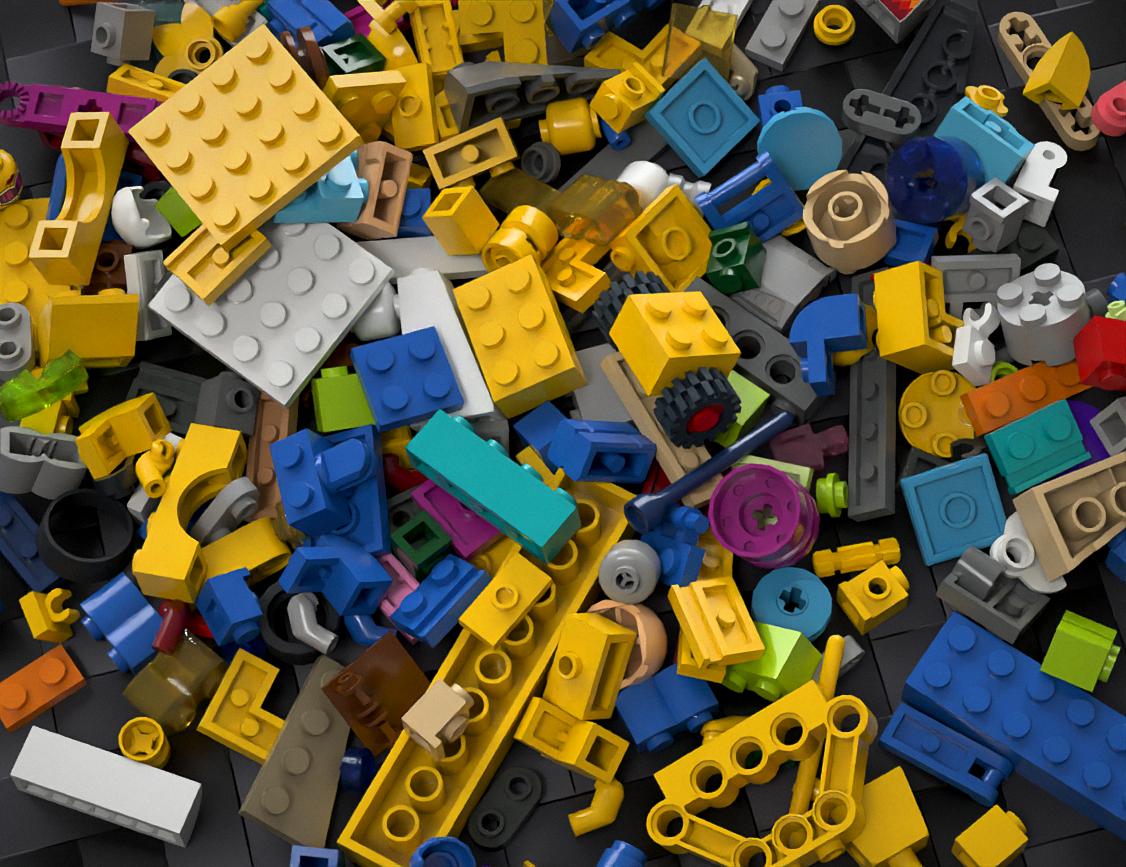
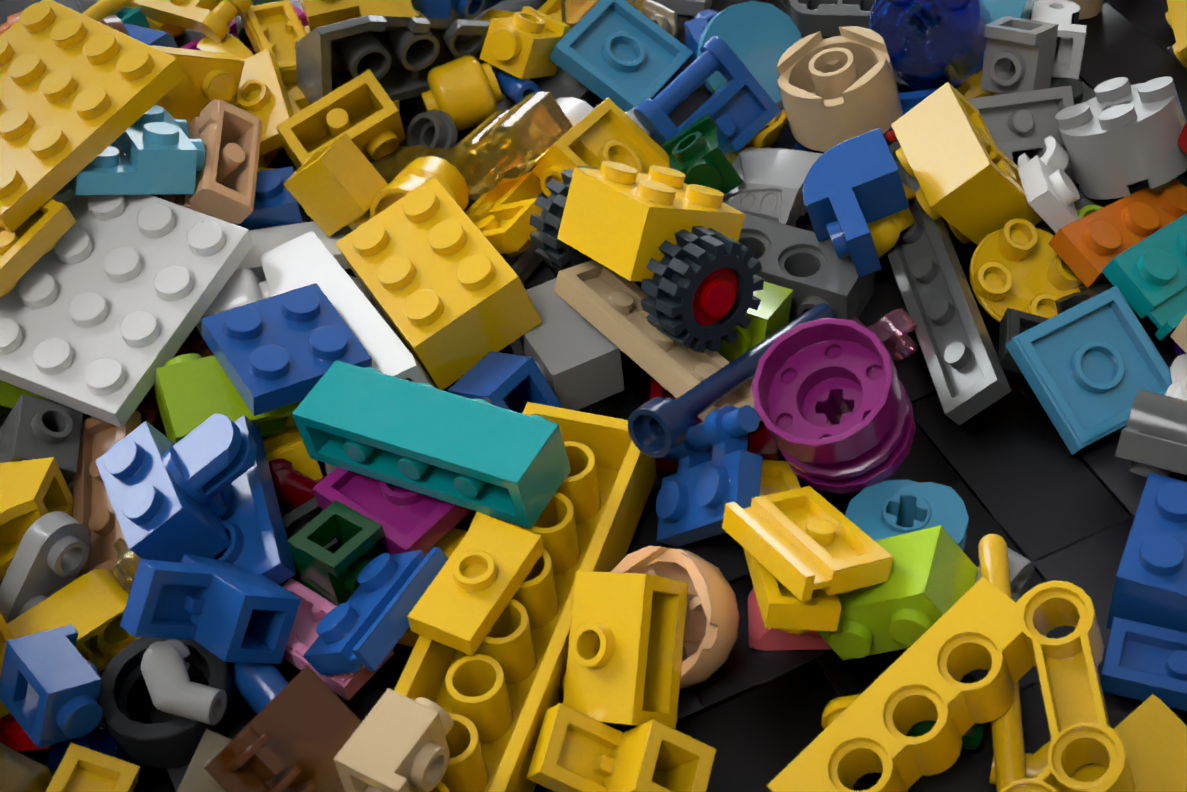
camera: 10 degrees left, 20 degrees down
(601, 451) = (577, 376): blue brick -> none
(629, 571) = (682, 500): light grey head -> none
(664, 707) = (757, 698): blue brick -> none
(831, 495) = (920, 391): lime plate -> none
(856, 557) = (978, 458): yellow axle -> none
(868, 609) = (1024, 487): yellow brick -> none

